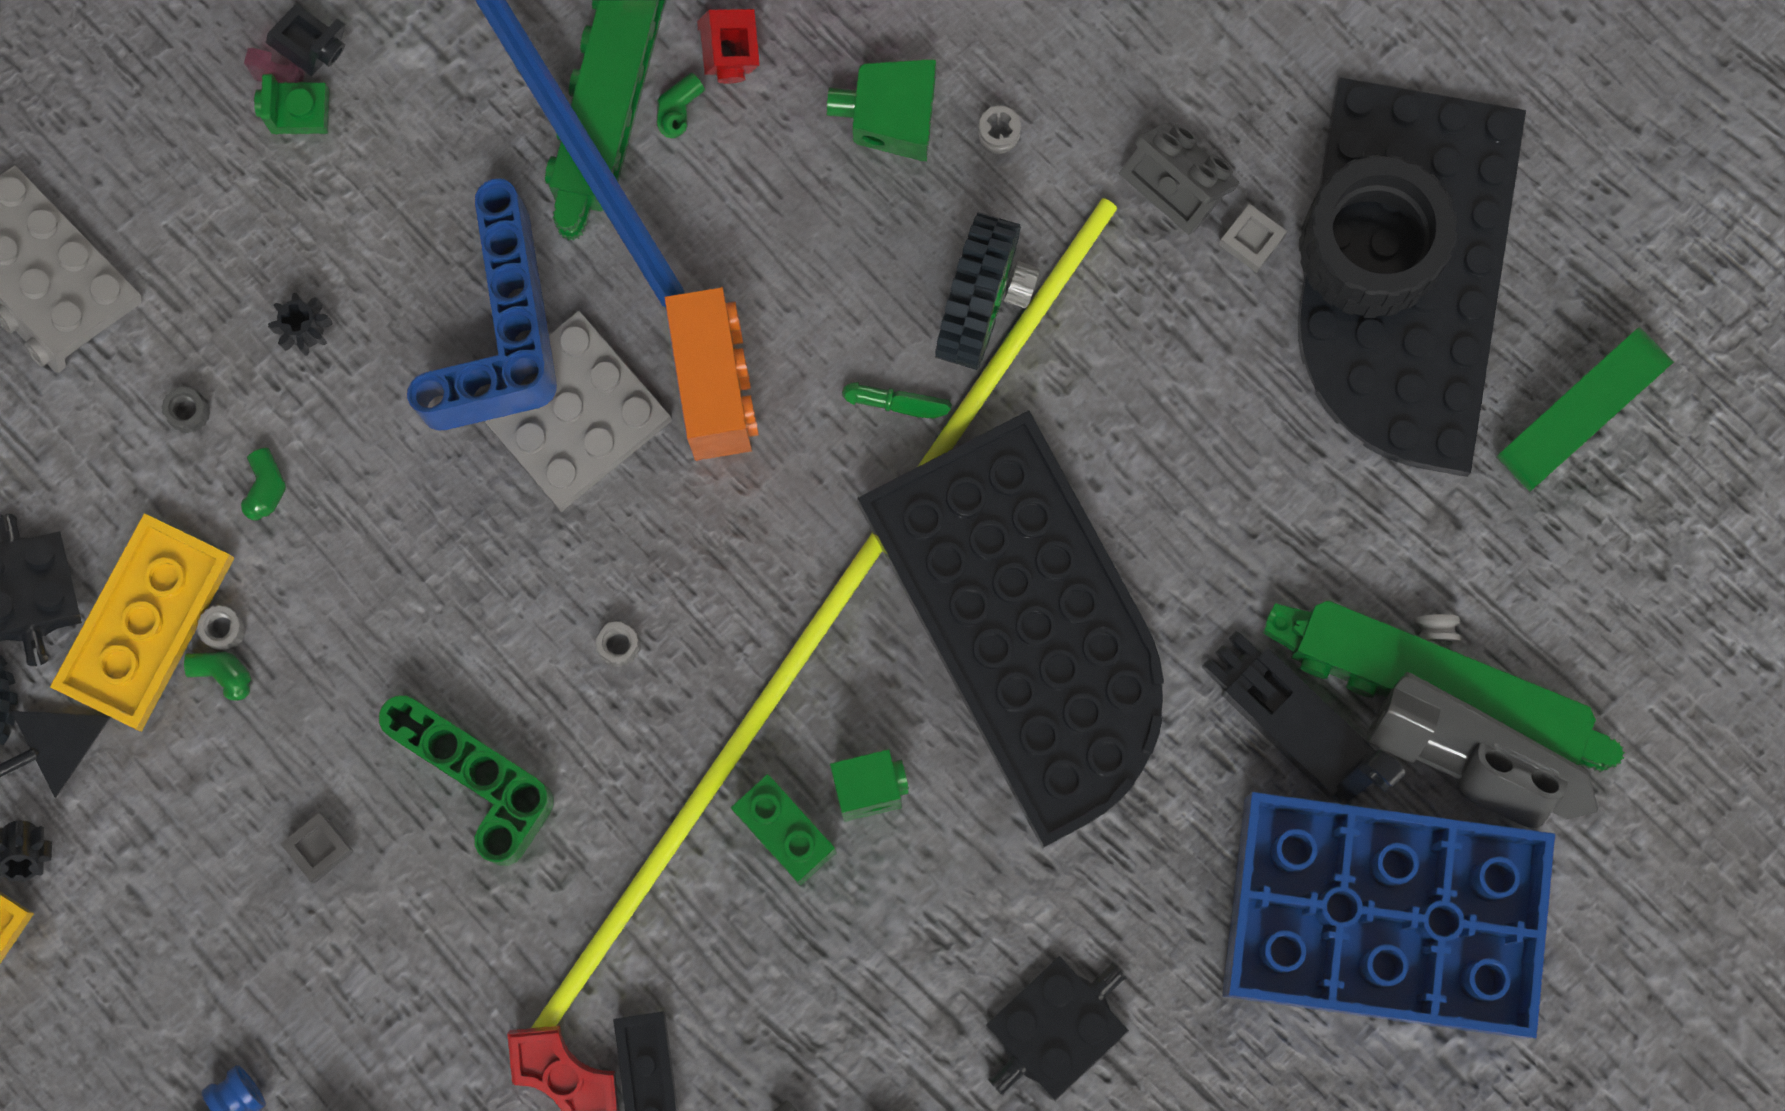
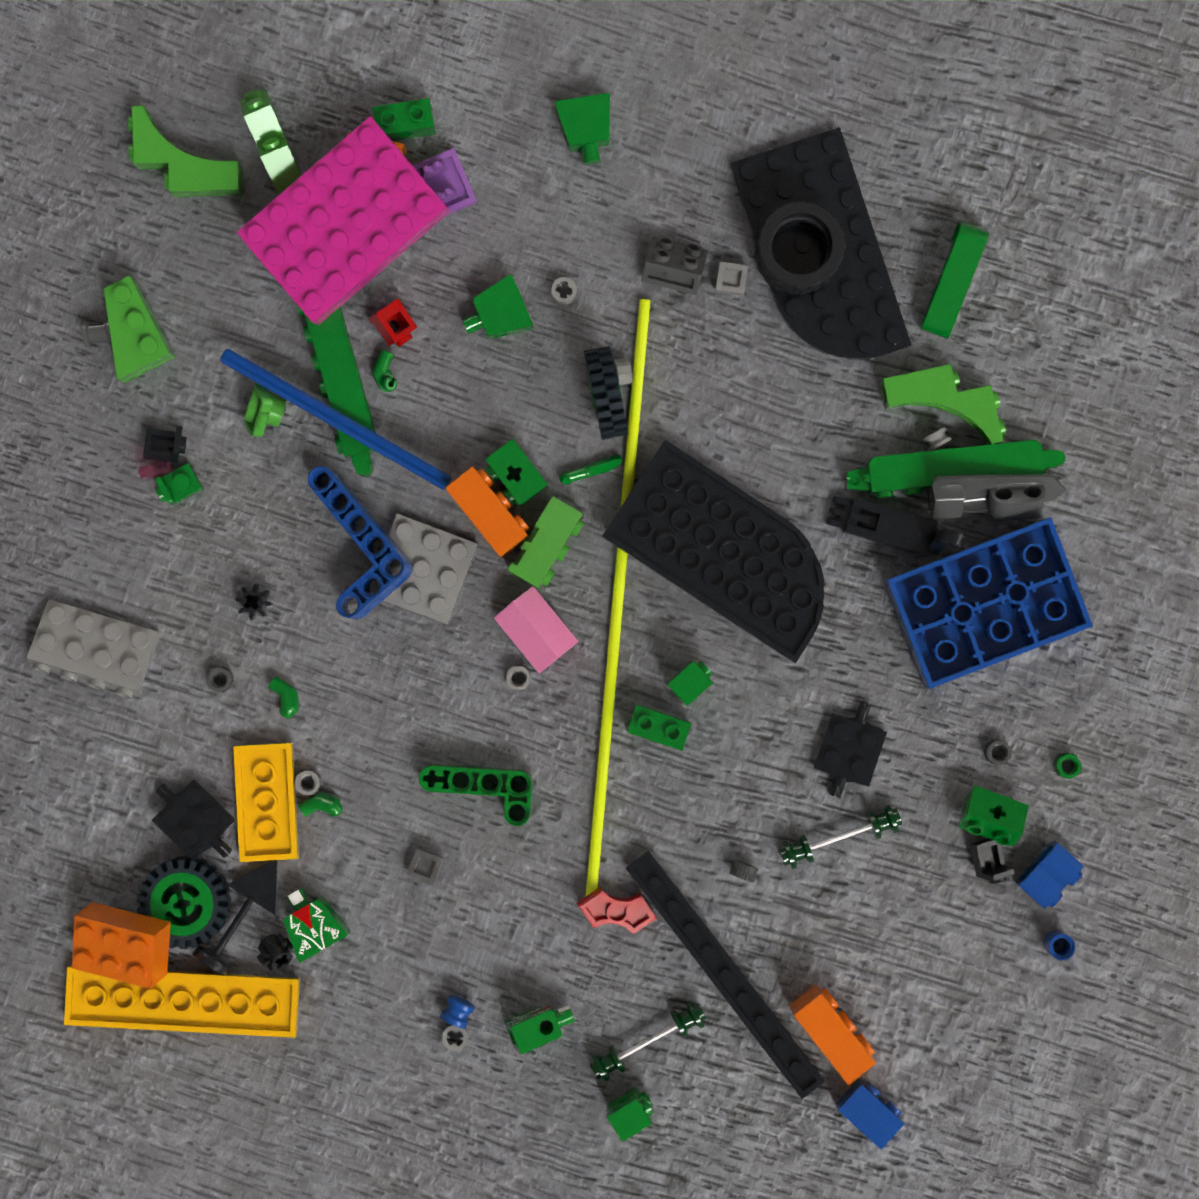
camera: 25 degrees left, 10 degrees up
(98, 842) = (312, 925): none -> green torso
(476, 62) = (262, 410): none -> bright green piece
(683, 585) = (536, 629): none -> bright pink piece
(770, 468) = (547, 543): none -> bright green wedge
(779, 317) = (512, 456): none -> green brick
(1475, 556) = (938, 389): none -> bright green arch

